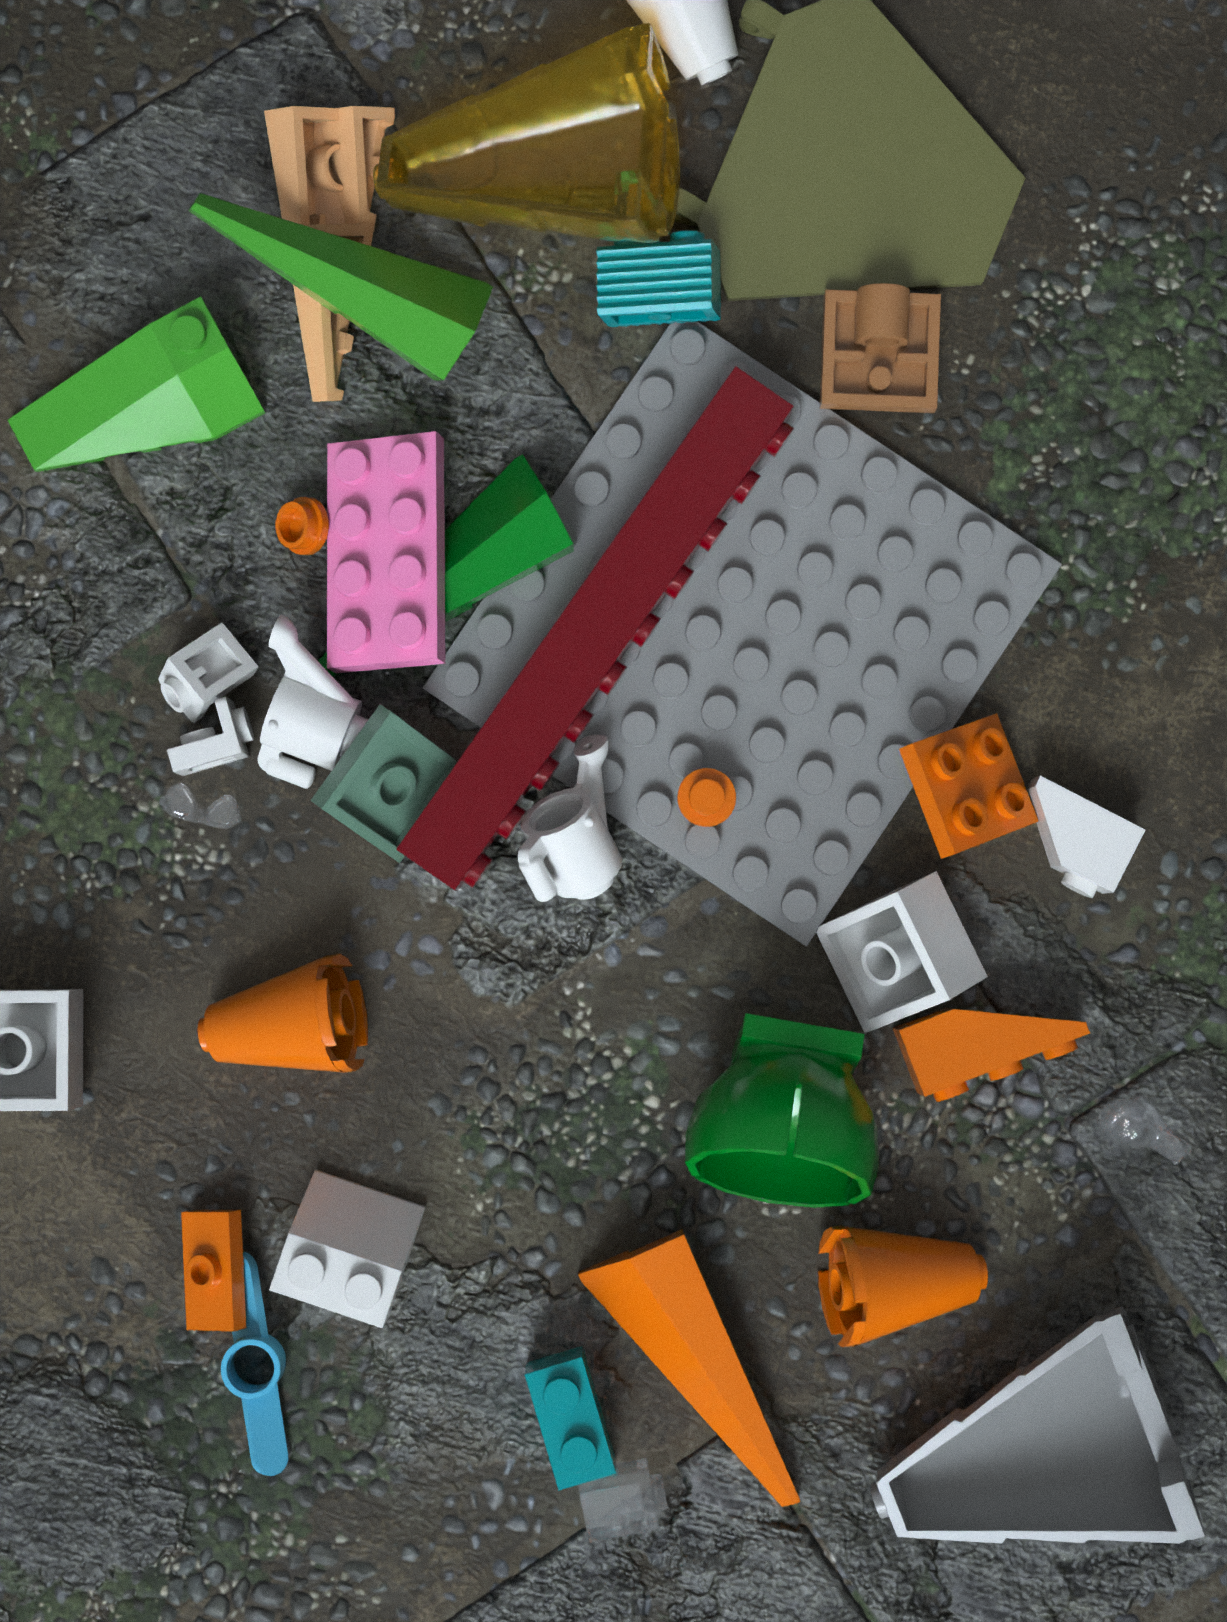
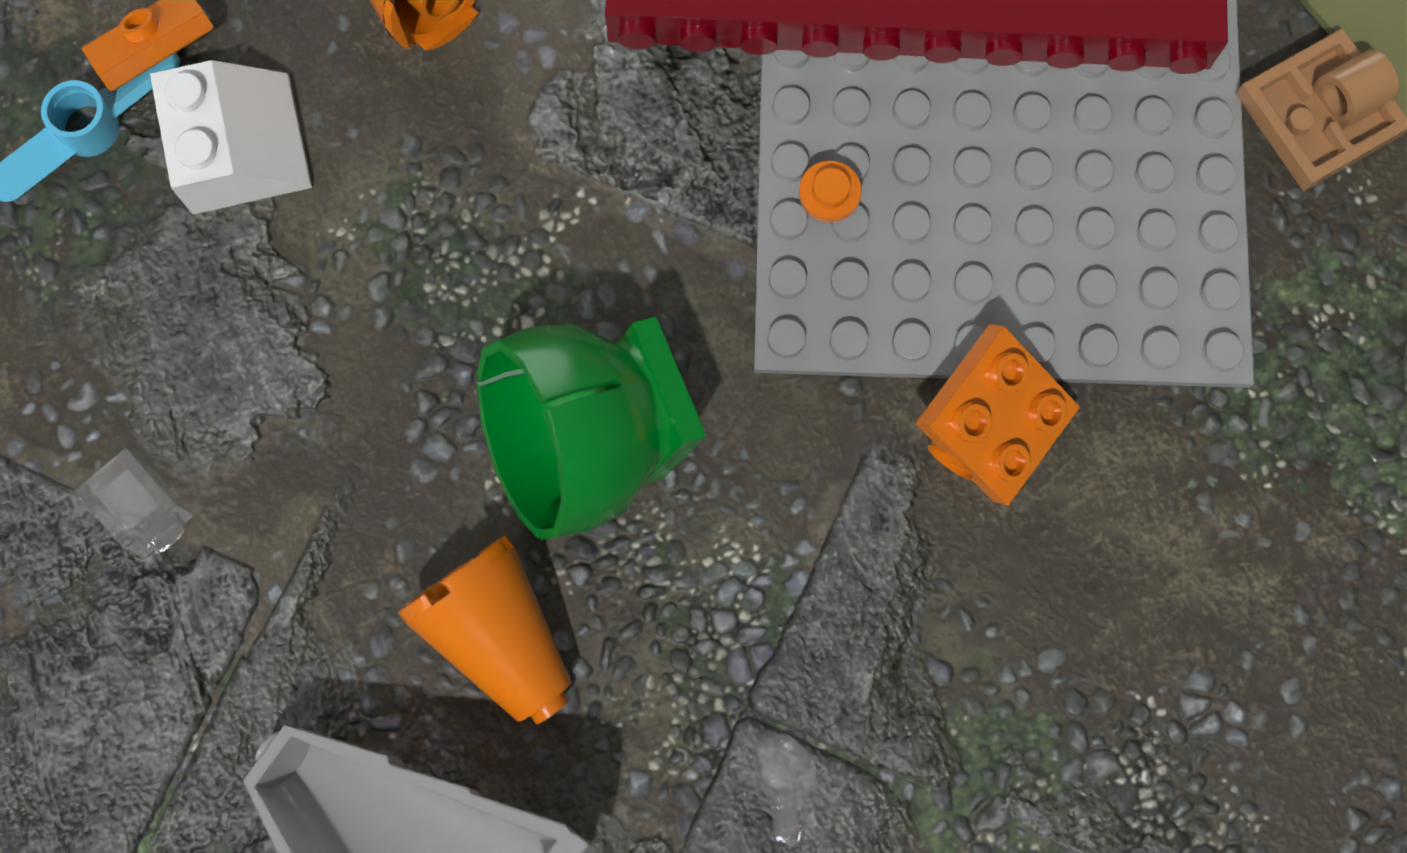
camera: 60 degrees right, 10 degrees down
(568, 834) = (718, 95): white piece -> none
(570, 1418) = (186, 412): teal brick -> none
(674, 1320) = (339, 449): orange wedge -> none
(901, 953) = (806, 451): white slope -> none
(963, 1044) = (759, 562): orange slope -> none
(1082, 838) = (1023, 553): white slope -> none

